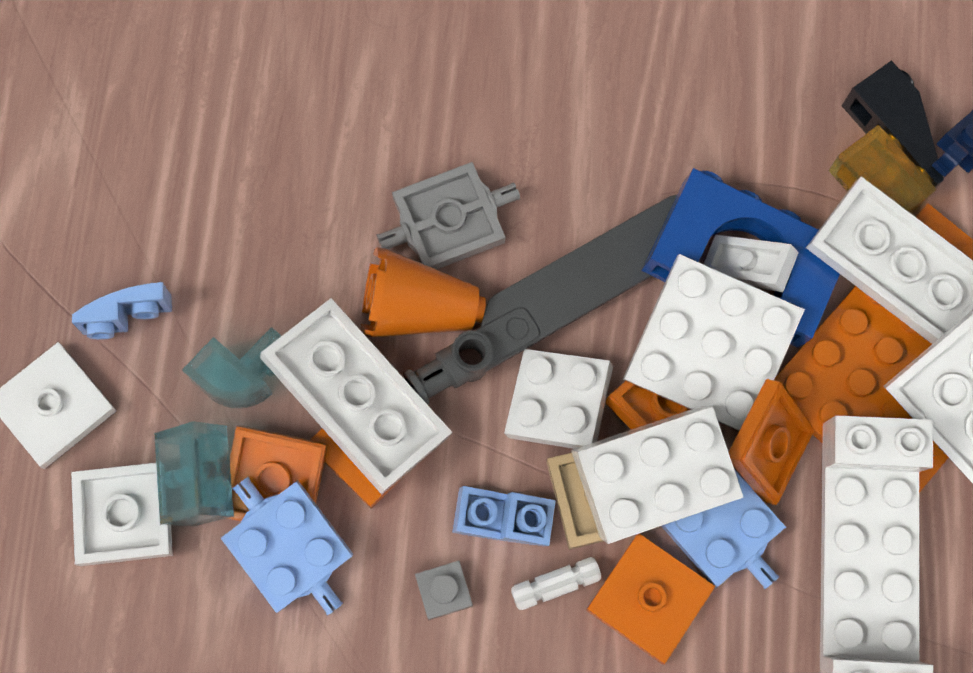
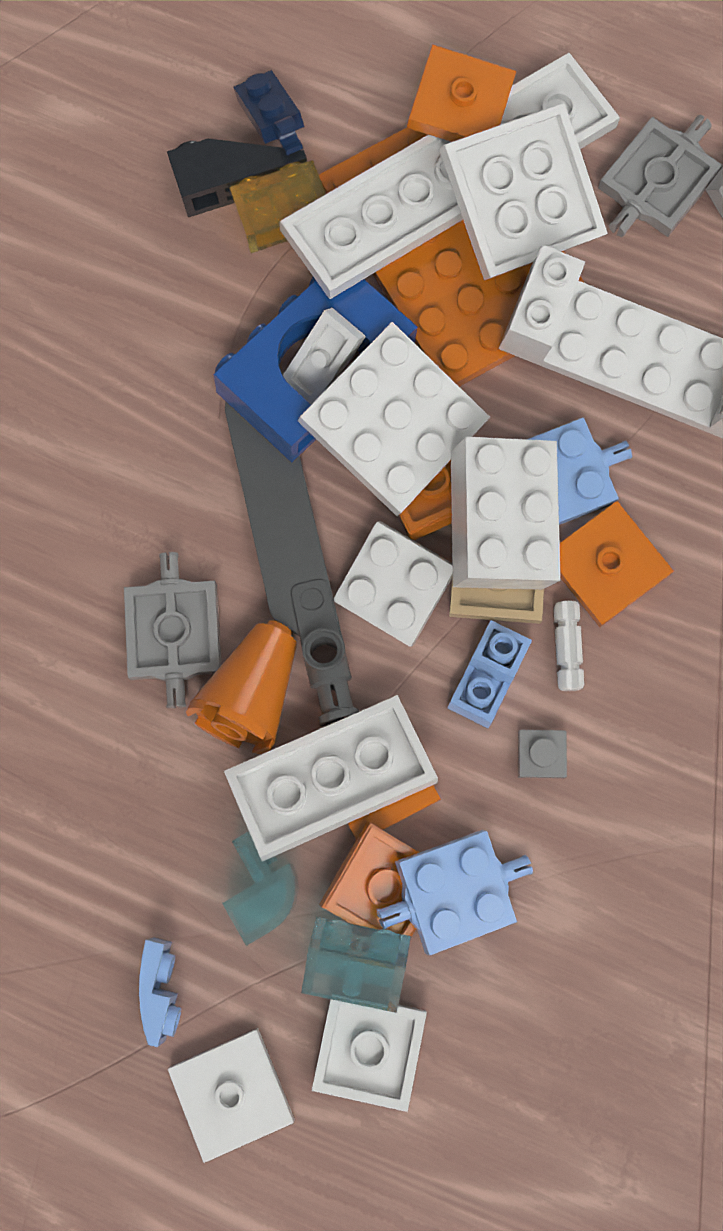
camera: 60 degrees left, 5 degrees up
(771, 442) = (503, 400): orange plate -> none

